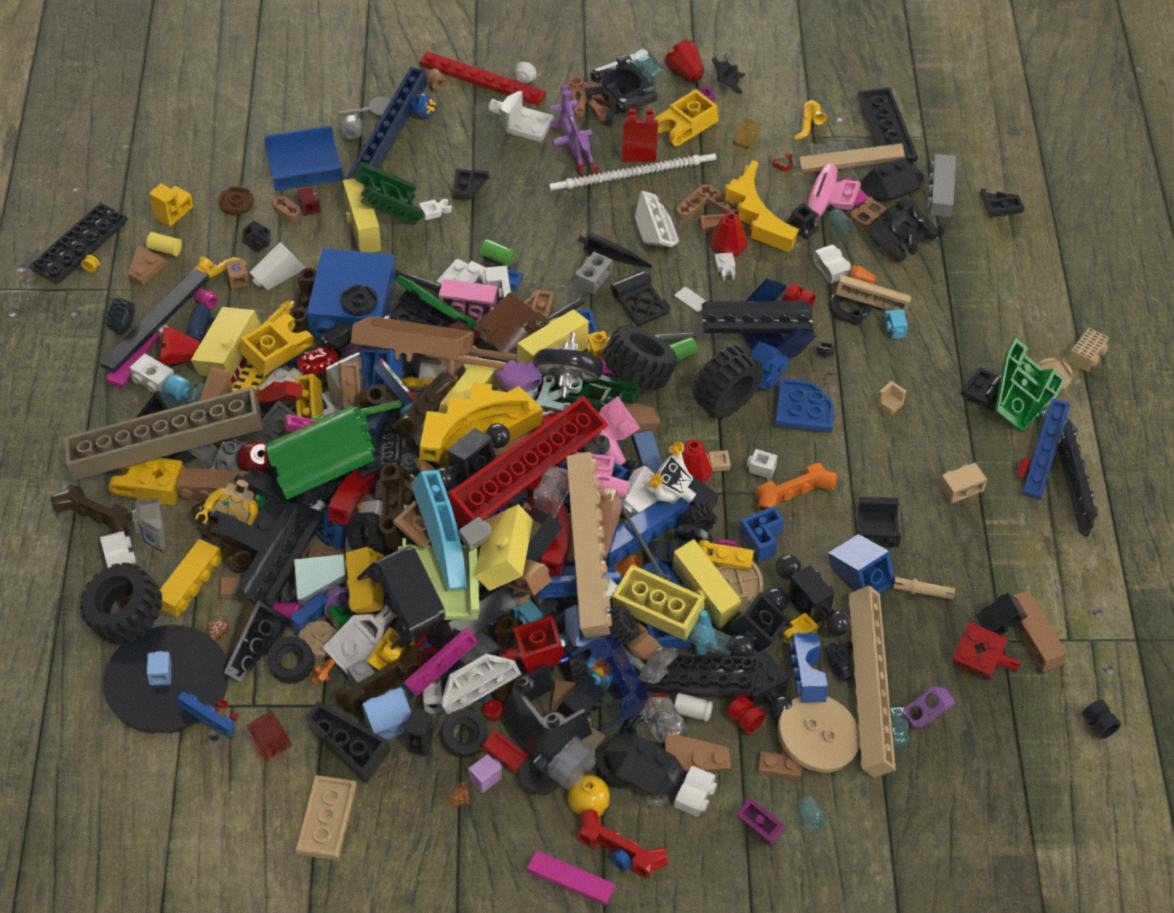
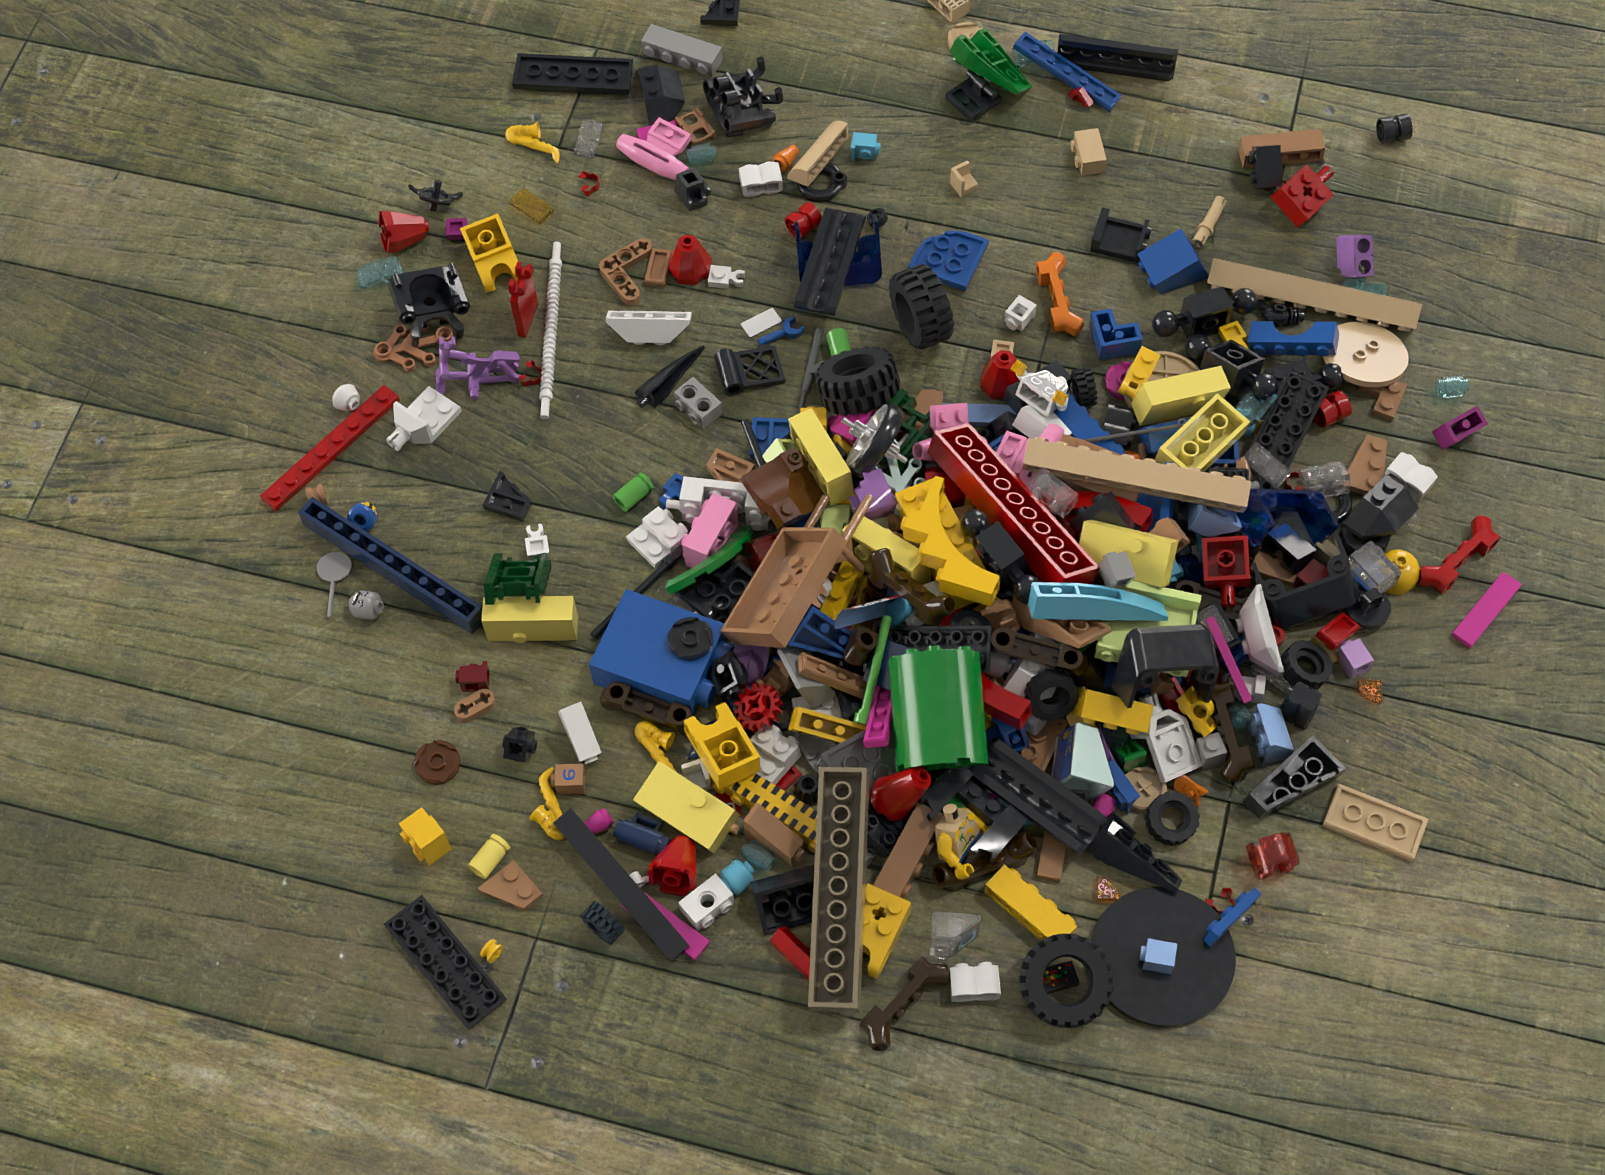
camera: 70 degrees left, 10 degrees up
(286, 392) = (805, 755): red slope -> none
(303, 158) = (395, 672): blue panel -> none
(621, 860) = (1477, 559): blue tile -> none
(688, 315) = (787, 331): none -> blue piece
(688, 533) = (1106, 397): black tile -> none
(693, 707) = (1311, 451): white piece -> none
(751, 210) = (658, 227): yellow arch -> none
(772, 362) = (896, 261): blue brick -> none
(852, 158) = (613, 118): tan tile -> none

